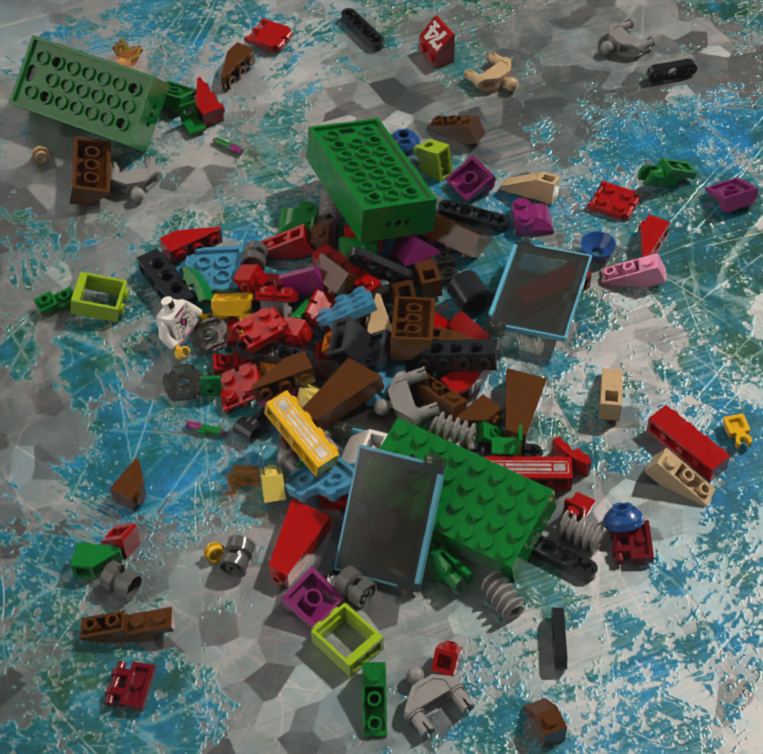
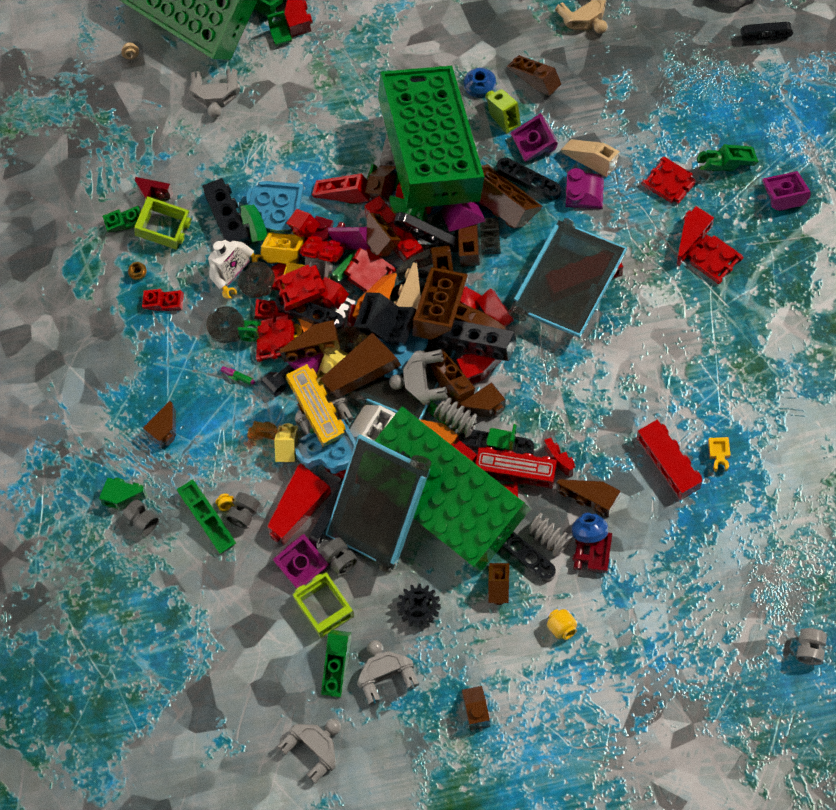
camera: 15 degrees right, 15 degrees up
(74, 266) = (153, 188): none -> dark red slope
(78, 345) = (135, 267): none -> pearl gold plate
(90, 170) = (173, 78): reddish brown slope -> none
(105, 370) = (162, 301): none -> red slope
(123, 536) = (148, 477): red slope -> none
(125, 627) = (140, 563): reddish brown slope -> none
(137, 685) = (140, 618): dark red plate -> none
(183, 243) = (250, 172): red slope -> none
(195, 569) = (206, 516): none -> green slope
(228, 145) = (313, 64): piece -> none
(254, 253) = (311, 199): dark grey wheel -> none
(297, 216) = (359, 158): green slope -> none
(354, 305) = (386, 275): dark azure plate -> none
(447, 567) = (422, 549): green plate -> none
(447, 658) = (403, 638): red brick -> none
(455, 624) = (413, 612): none -> black gear
(469, 293) = (503, 270): black piece -> none
(487, 431) = (489, 420): green bracket -> none
(502, 596) = (464, 586): light grey piece -> none
(522, 402) = (527, 394): reddish brown slope -> none
(539, 588) = (498, 583): none -> reddish brown slope
(559, 638) = (505, 634): black beam -> none
(578, 504) = (554, 508): red bracket -> none
(598, 241) = (640, 226): blue piece -> none
(611, 394) = (611, 396): tan slope -> none
(613, 486) = (594, 494): none -> reddish brown slope
(619, 618) = (562, 624): none -> yellow head
(636, 273) = (668, 268): bright pink slope -> none
(678, 477) = (652, 494): tan slope -> none
(680, 259) = (712, 257): none -> red plate

